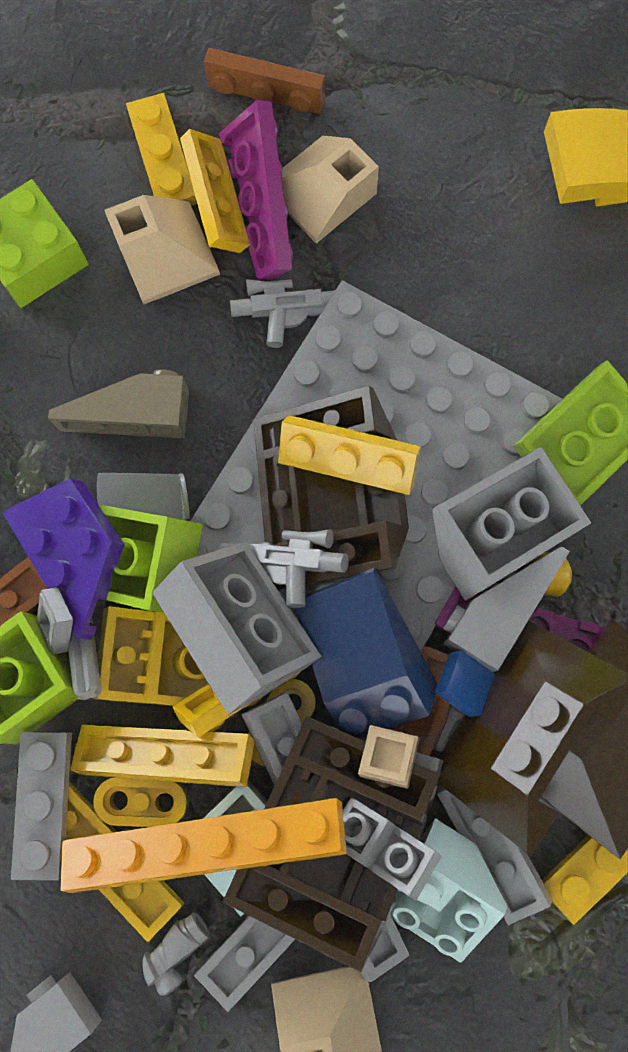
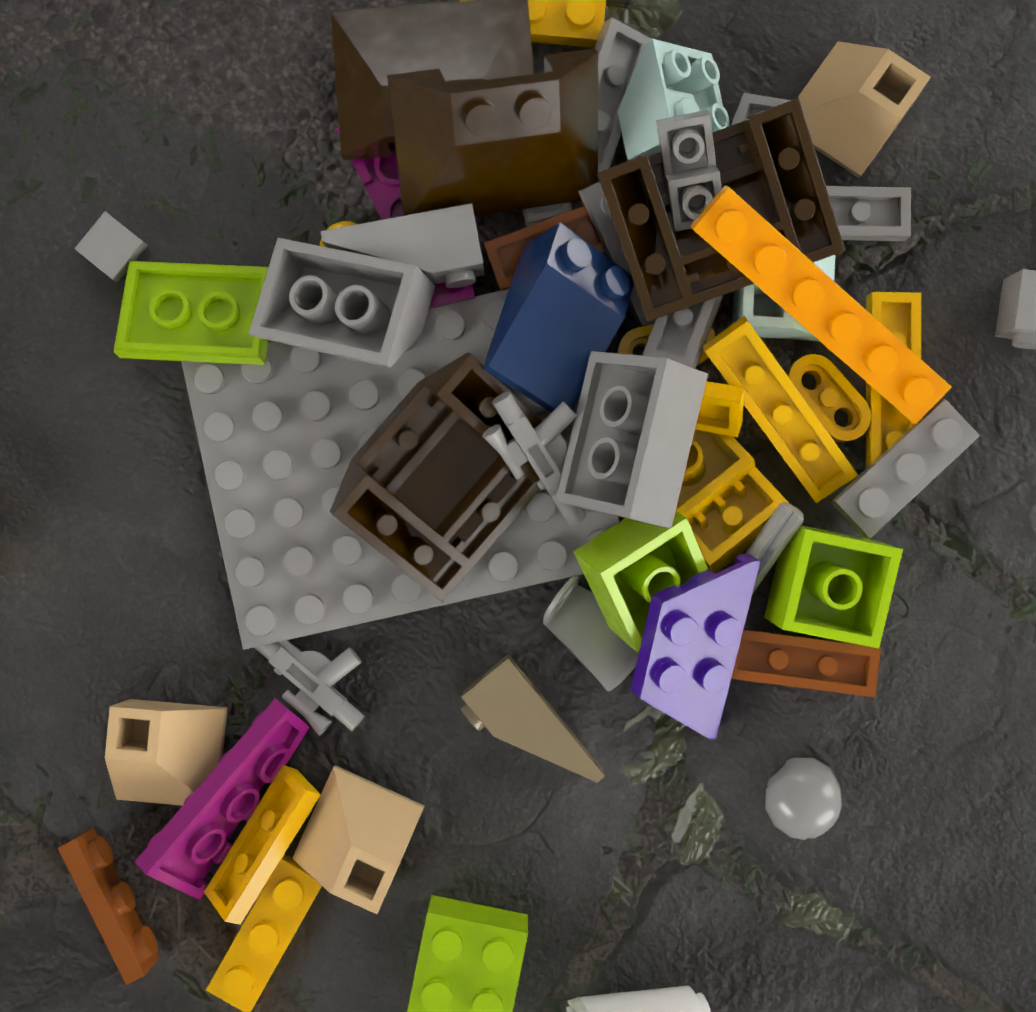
camera: 140 degrees left, 10 degrees up
(54, 620) = (763, 595): light grey tile -> none
(176, 946) = (900, 271): light grey arm -> none
(348, 454) = (405, 480): yellow plate -> none
(388, 756) = (621, 222): tan tile -> none
(465, 683) = (503, 224): blue tile -> none

